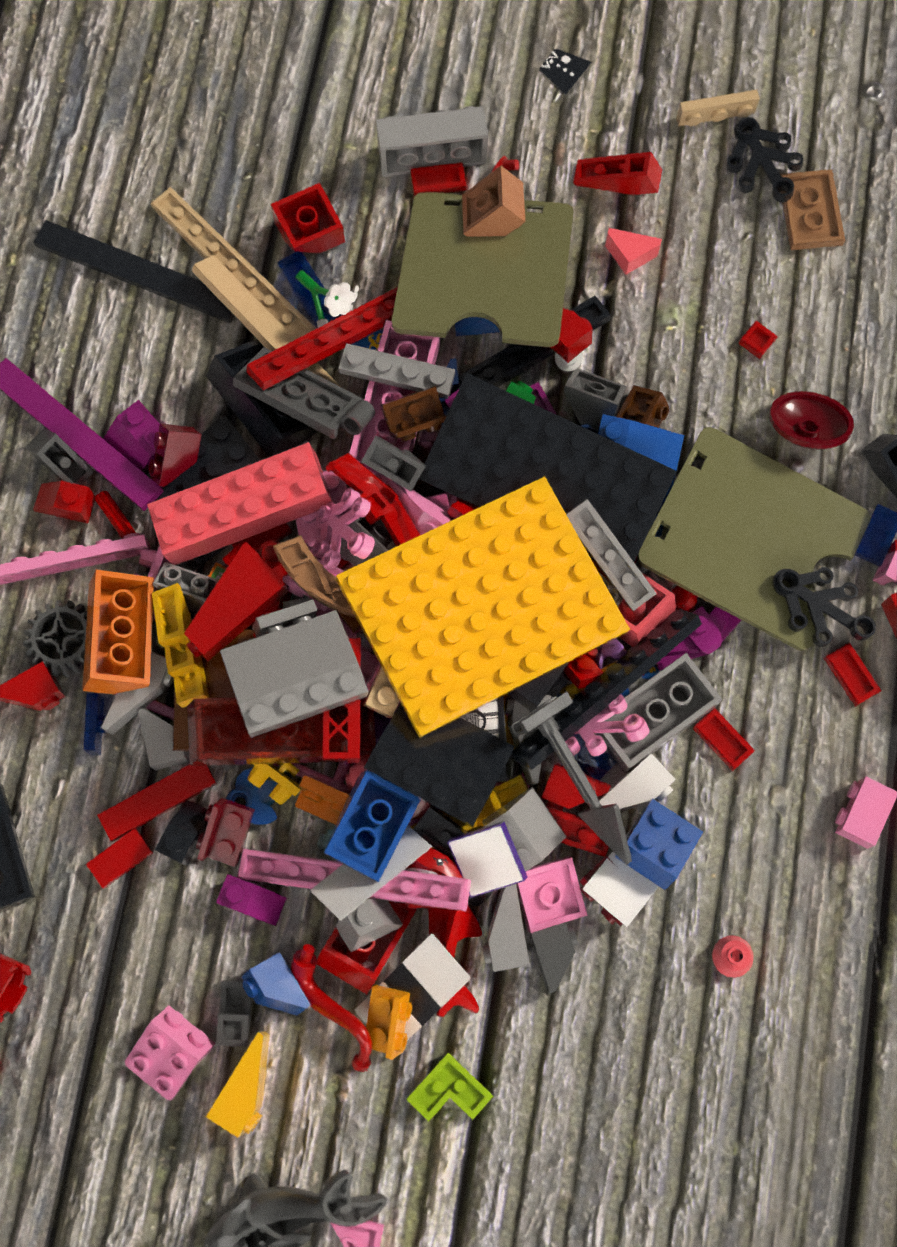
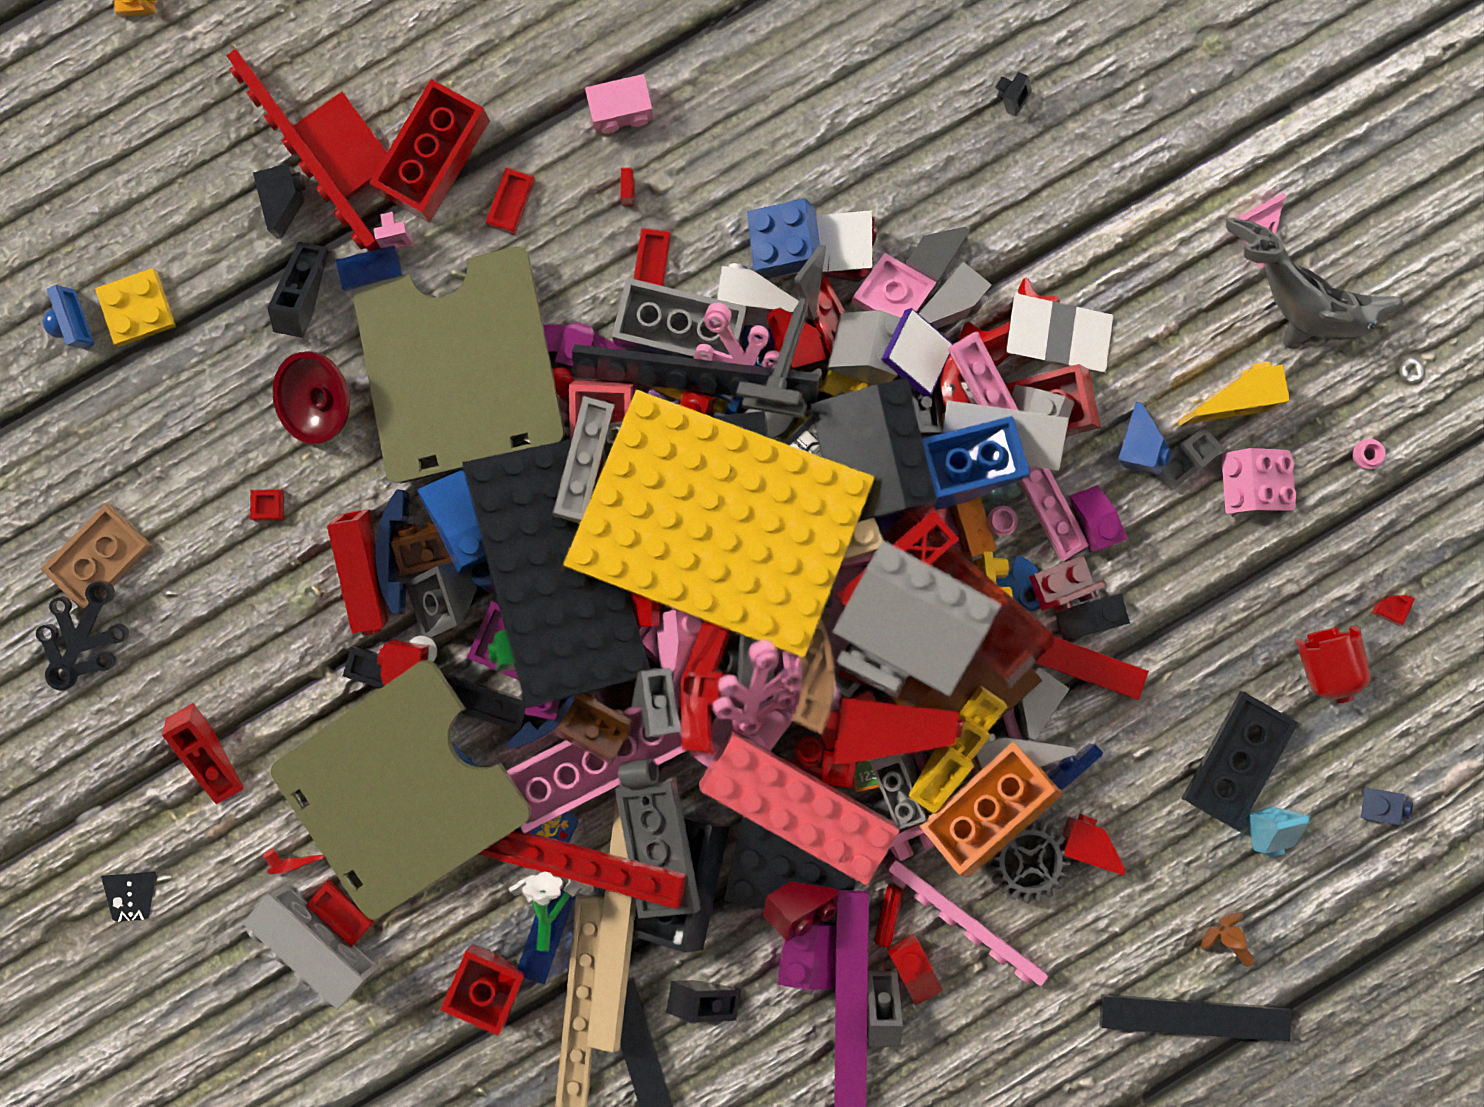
camera: 130 degrees left, 10 degrees up
(103, 1166) = (1376, 449): none -> bright pink plate
(119, 858) = (1154, 652): red tile -> none
(173, 349) = (703, 1001): none -> black slope
(303, 969) = (1114, 432): red animal -> none
(310, 828) = (1002, 520): none -> bright pink plate
(387, 1020) = (1096, 335): light orange bracket -> none
(395, 370) = (565, 781): light grey plate -> none
(448, 1081) = (1094, 253): lime plate -> none
(494, 205) = (331, 834): nougat slope -> none
(626, 370) = (395, 512): none -> dark blue slope
(631, 249) = (270, 682): coral slope -> none
(632, 1131) = (1014, 92): none -> black tile
(661, 359) = (355, 561): none -> red slope
(717, 108) = (60, 718): tan plate -> none
(732, 965) = (819, 121): coral cone -> none
(794, 764) = (627, 187): none -> red tile
(818, 604) = (476, 266): black plant -> none

